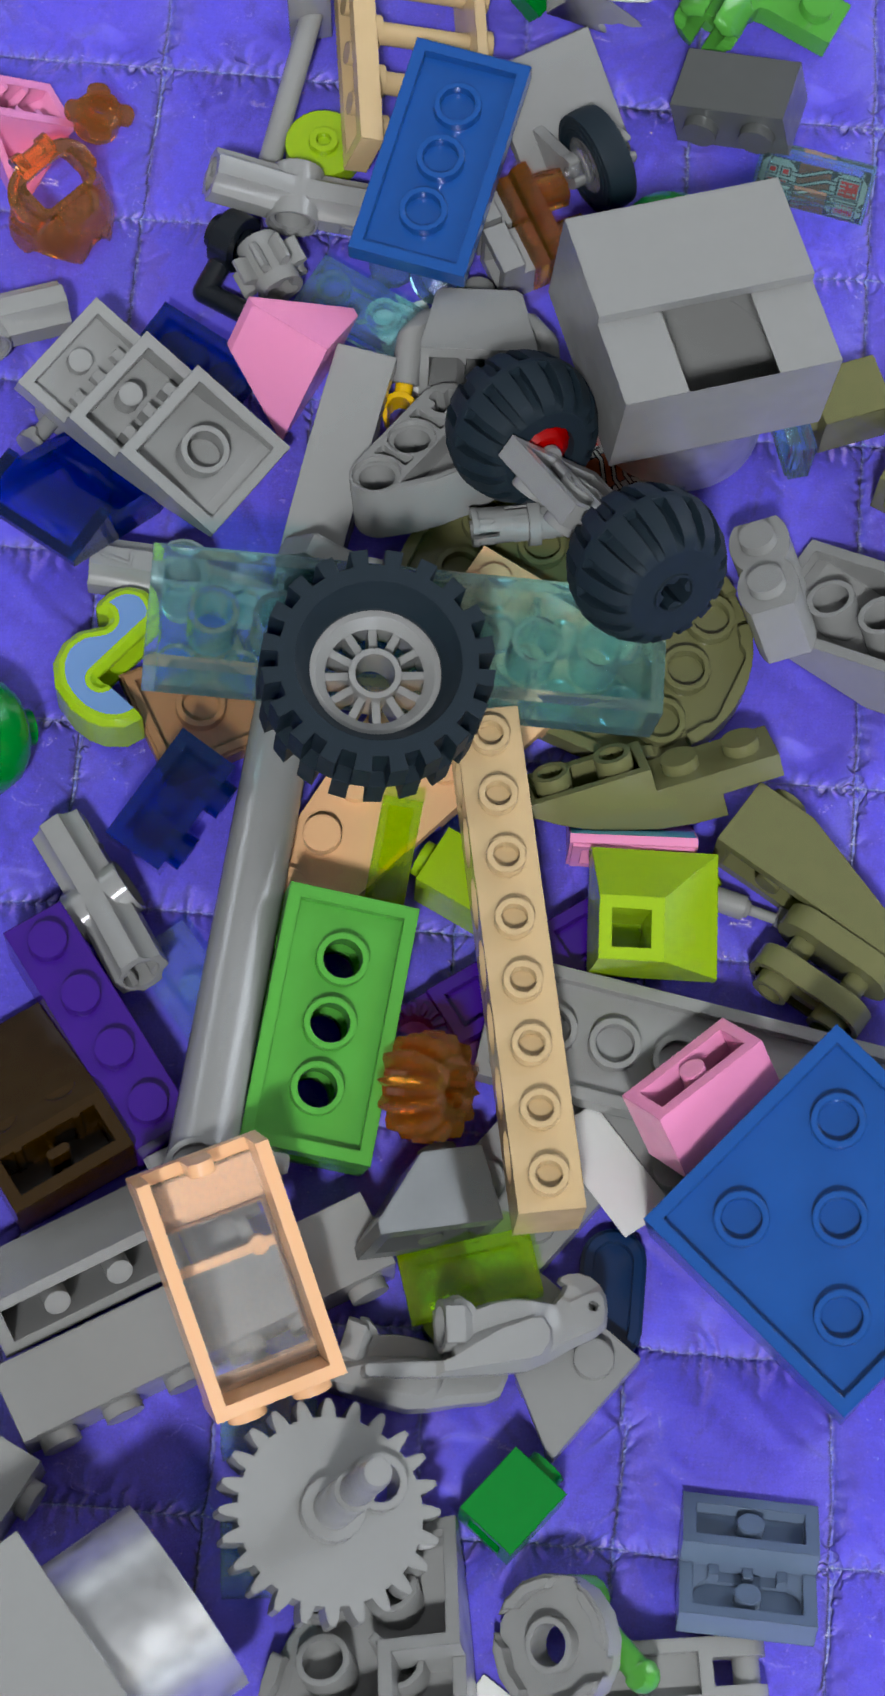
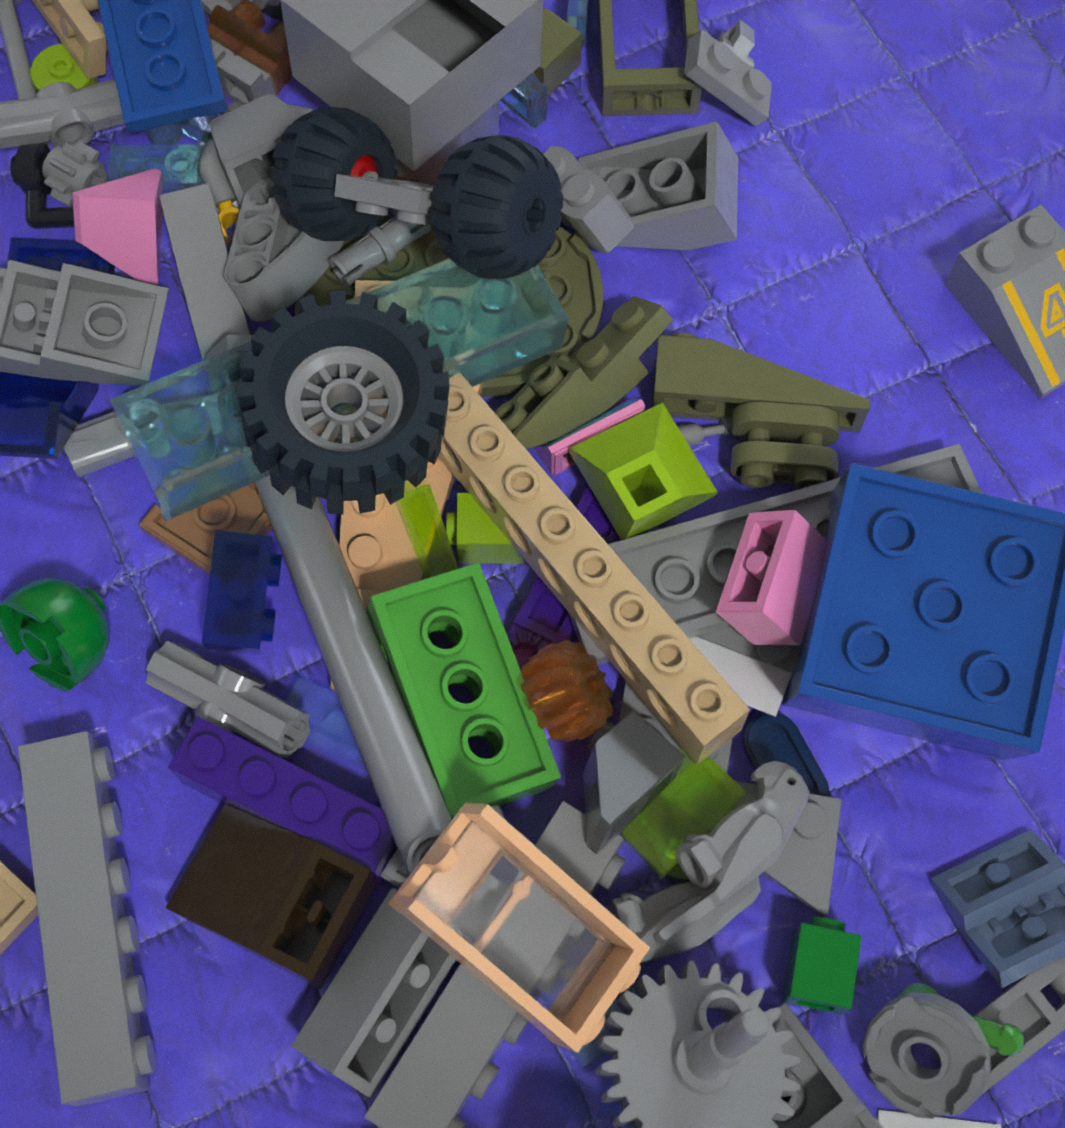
camera: 25 degrees left, 0 degrees up
(91, 665) = (113, 527): lime animal -> none

